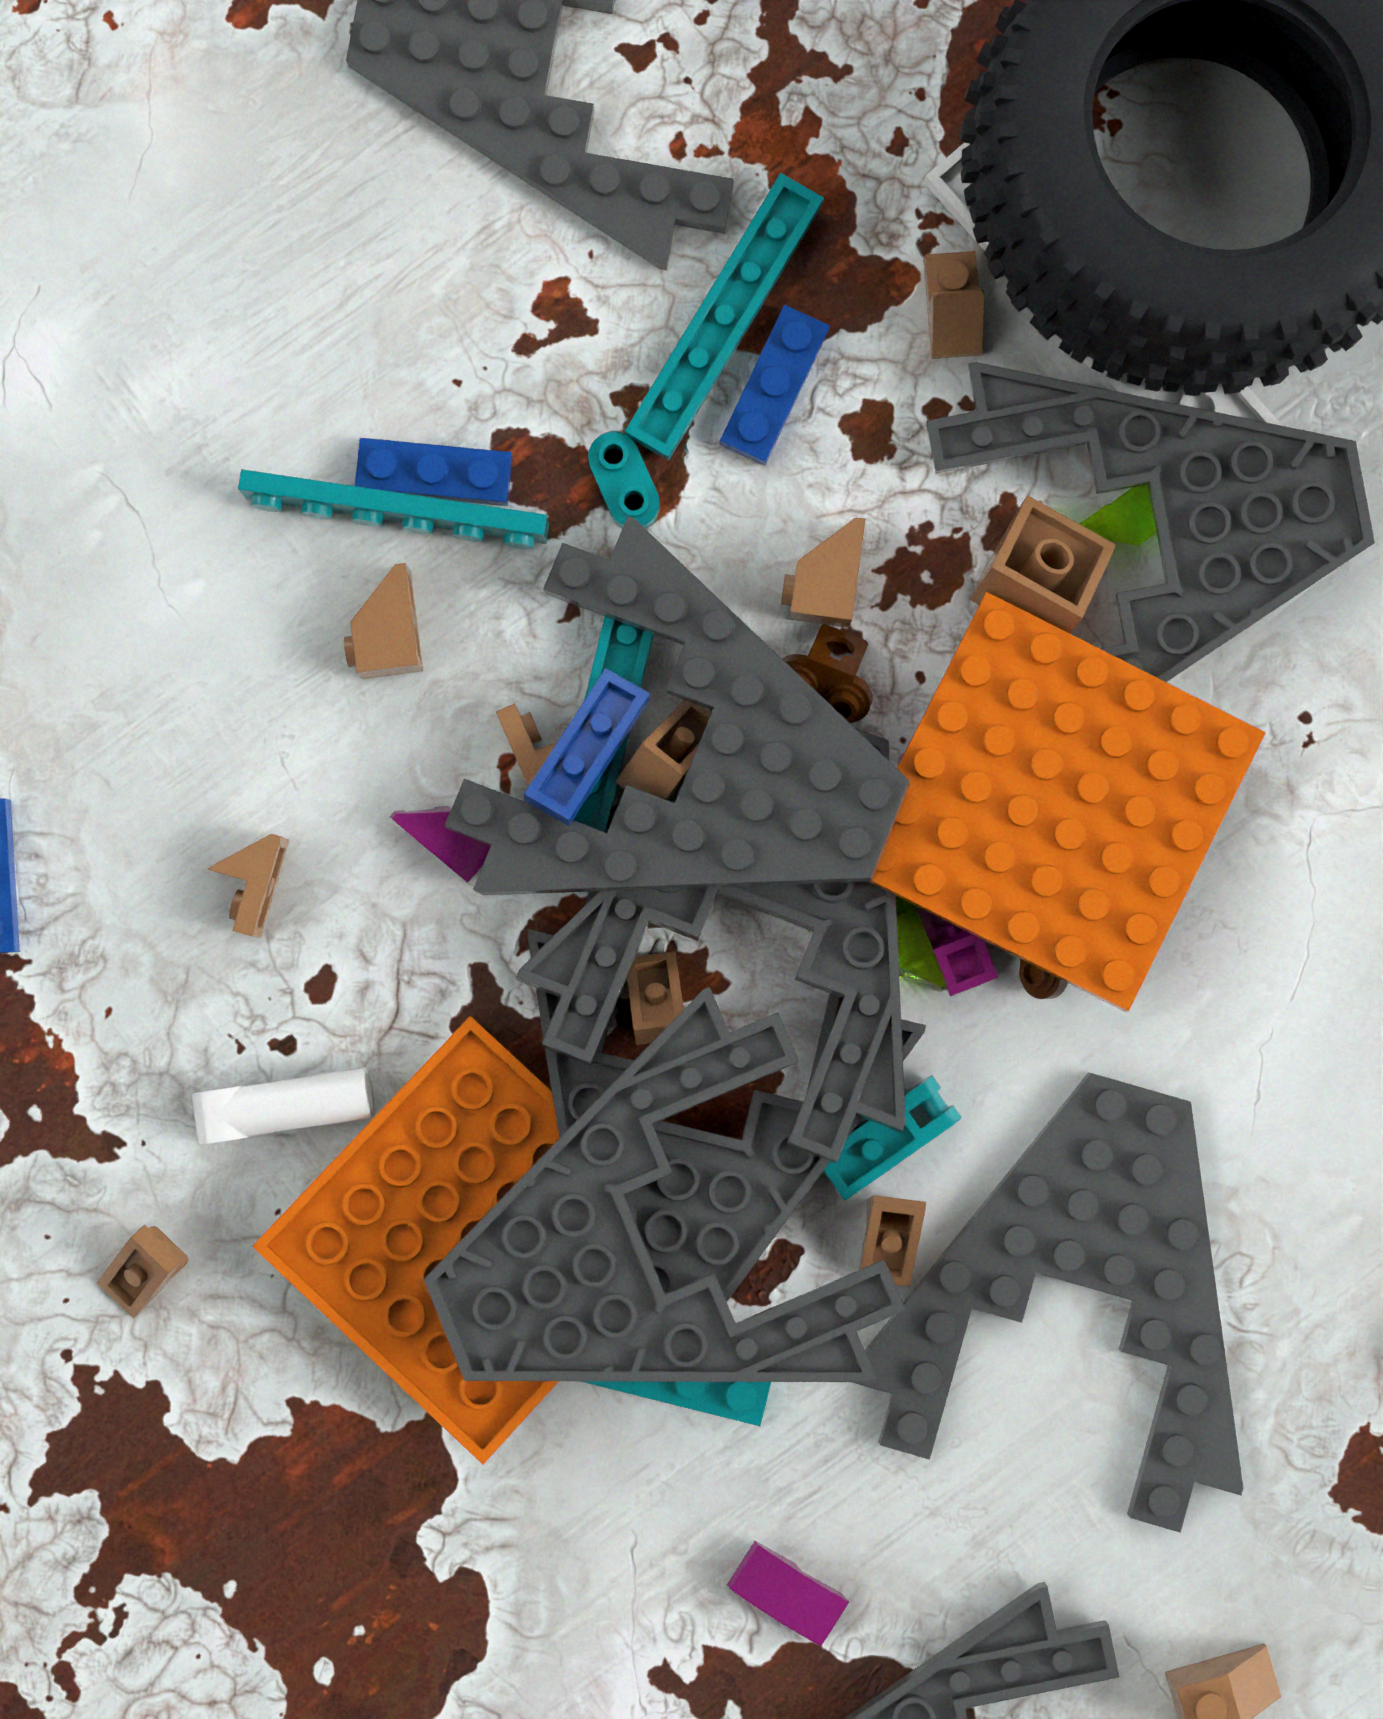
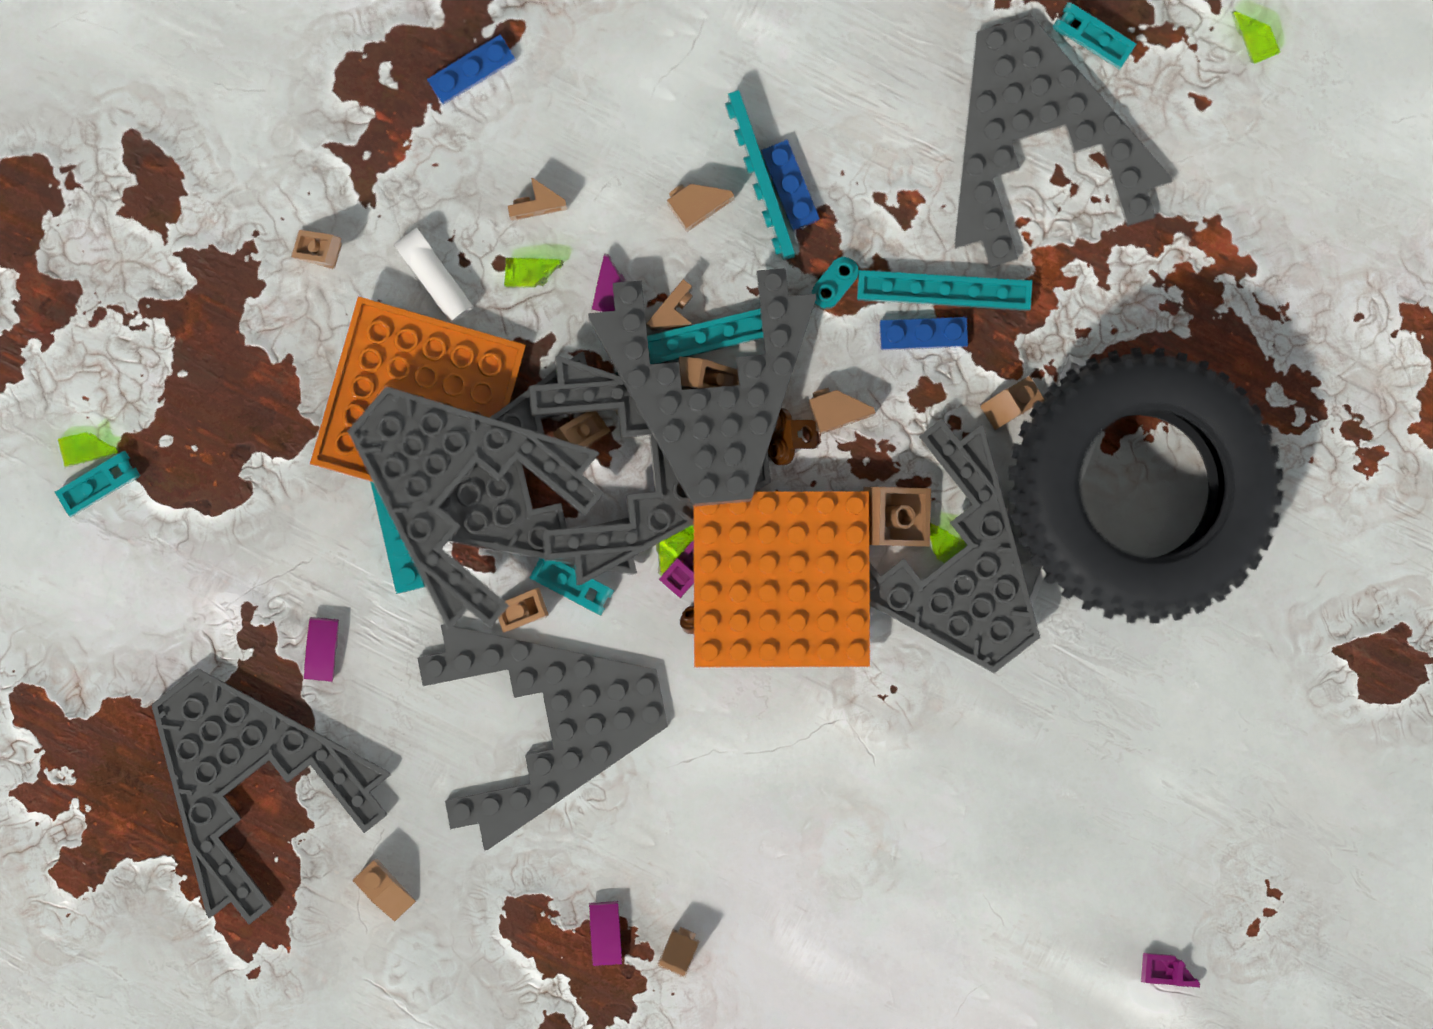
camera: 65 degrees right, 0 degrees up
(356, 950) = (529, 271): none -> clear neon green slope
(586, 747) = (688, 333): blue plate -> none

